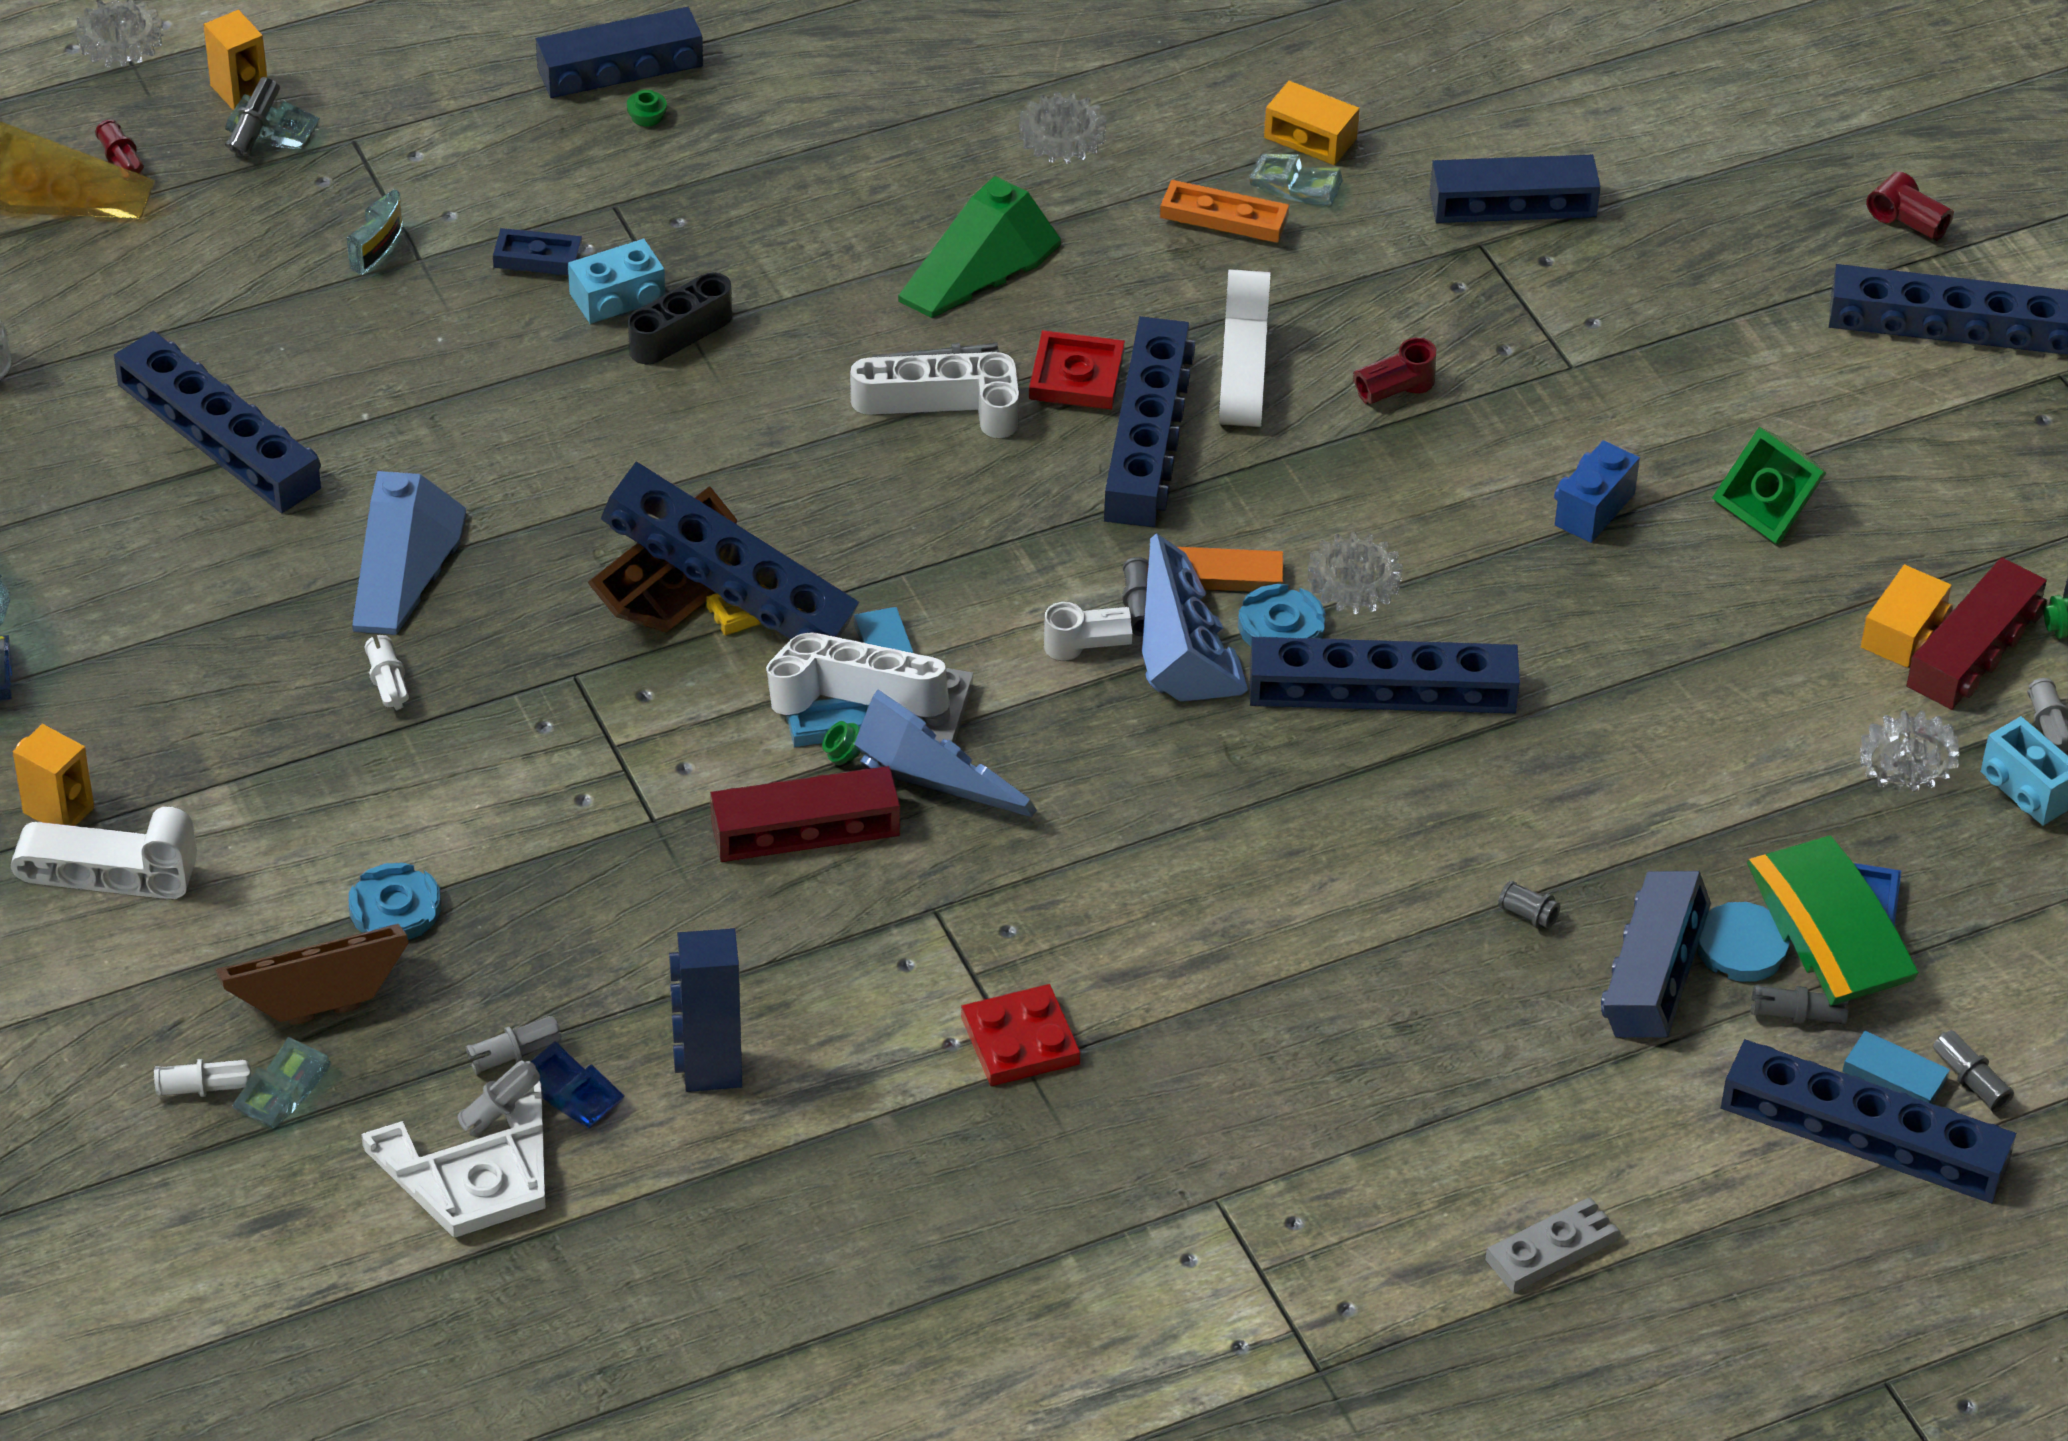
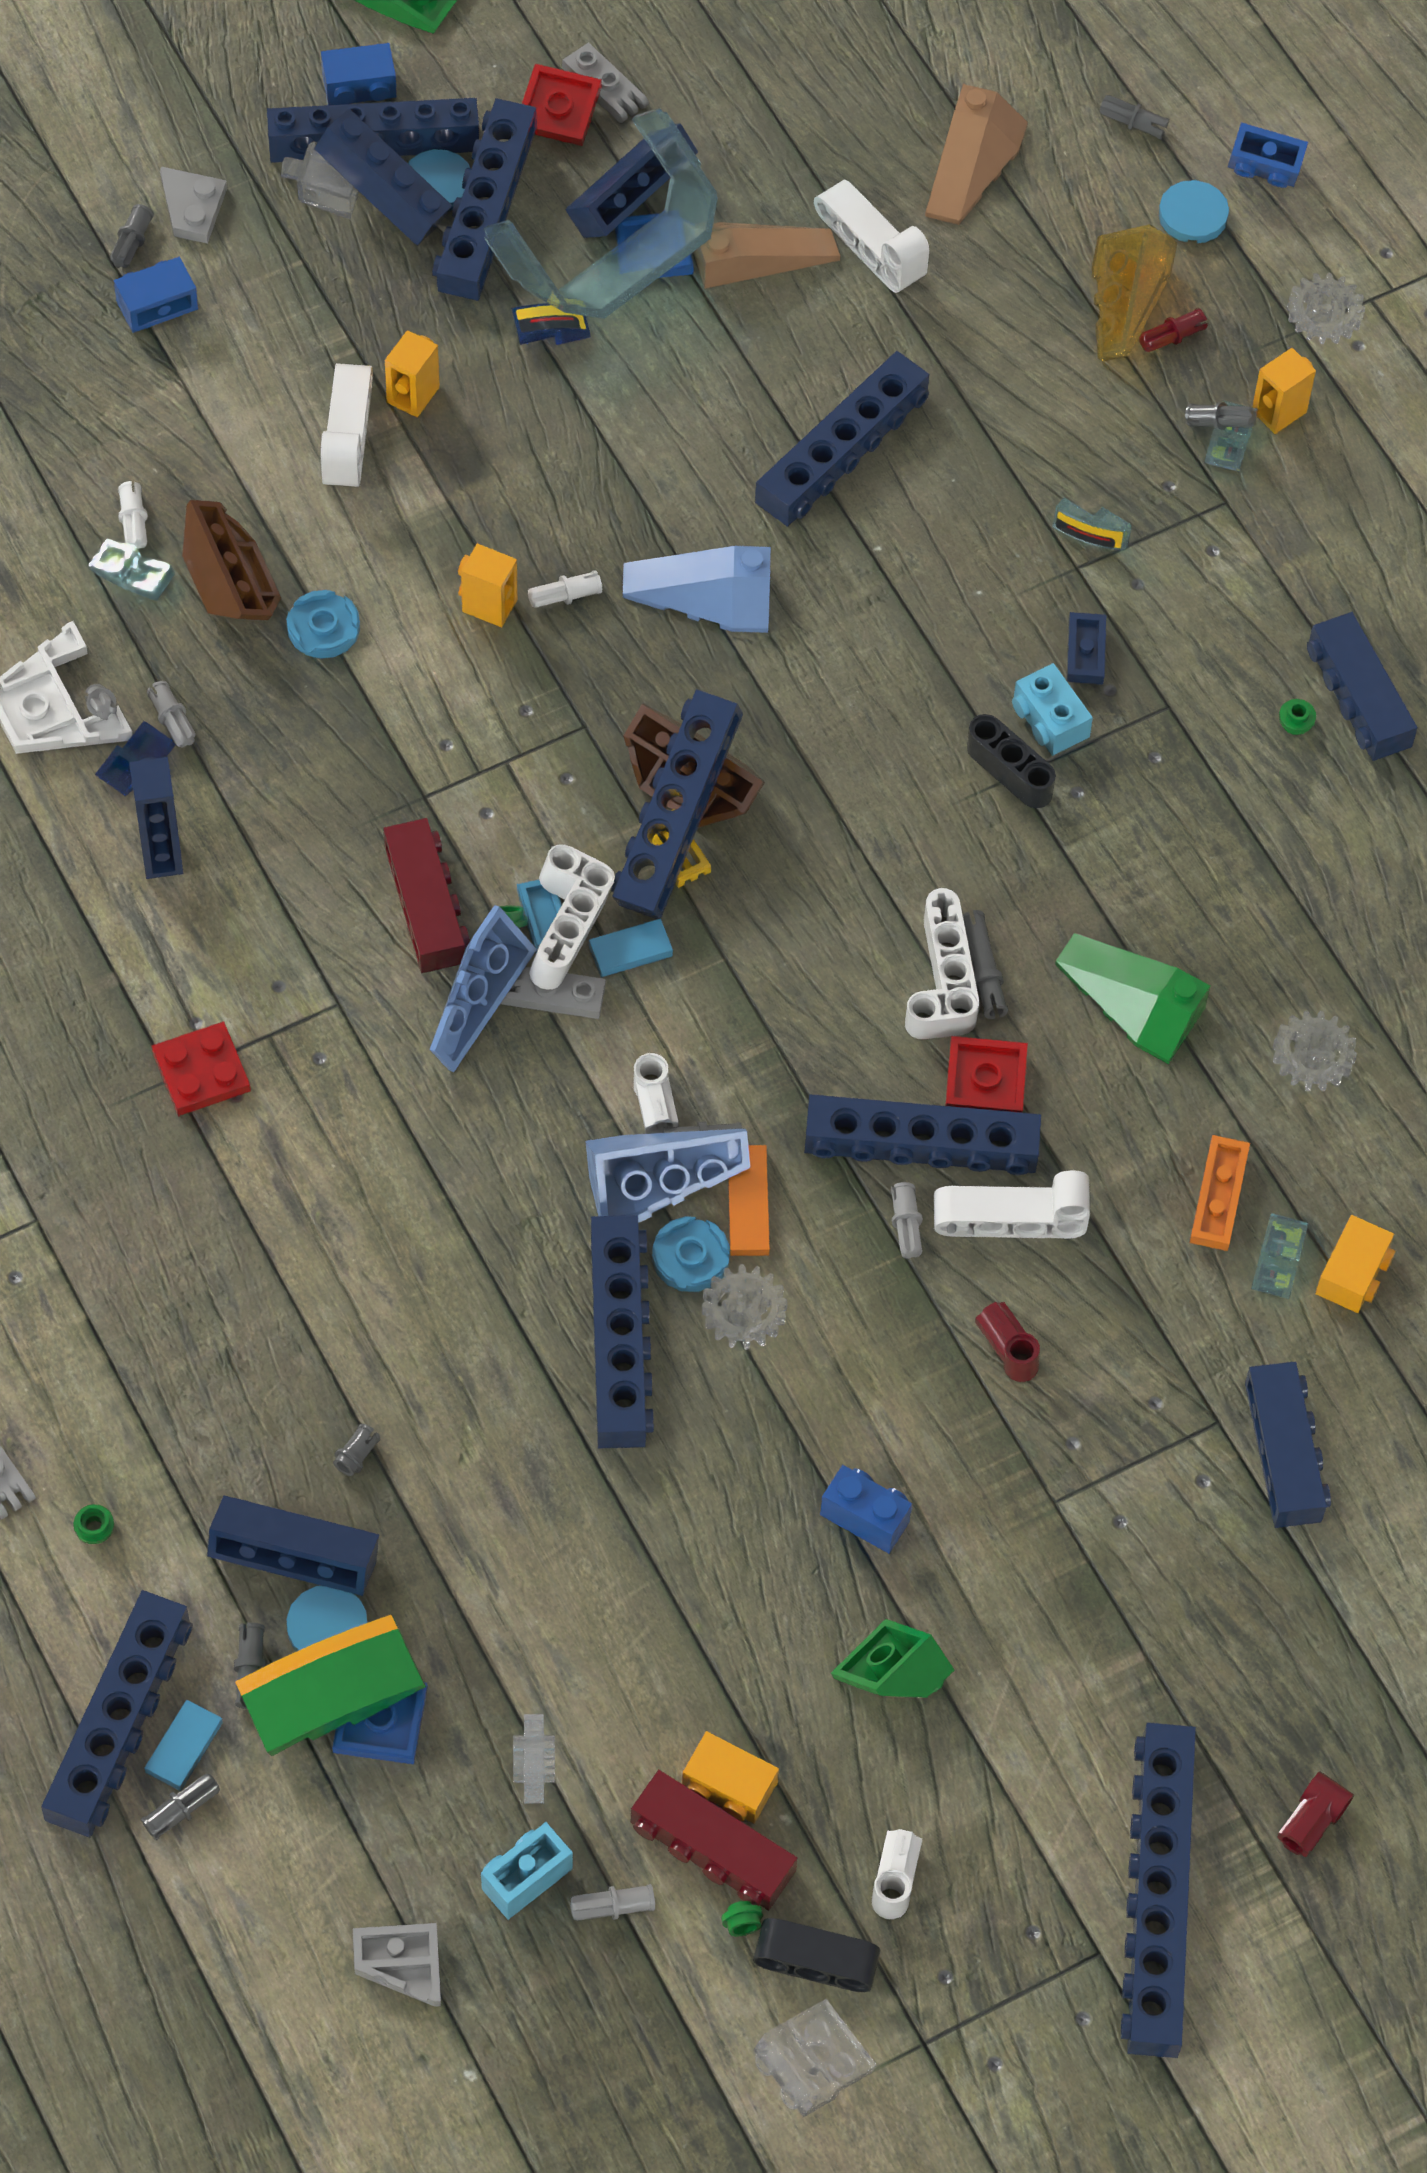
camera: 85 degrees right, 15 degrees up
(385, 722) = (488, 584): none -> light orange brick
(1250, 442) = (907, 1219): none -> light grey axle
(1629, 1134) = (89, 1514): none -> green plate
(2015, 501) = (896, 1872): none -> white piece

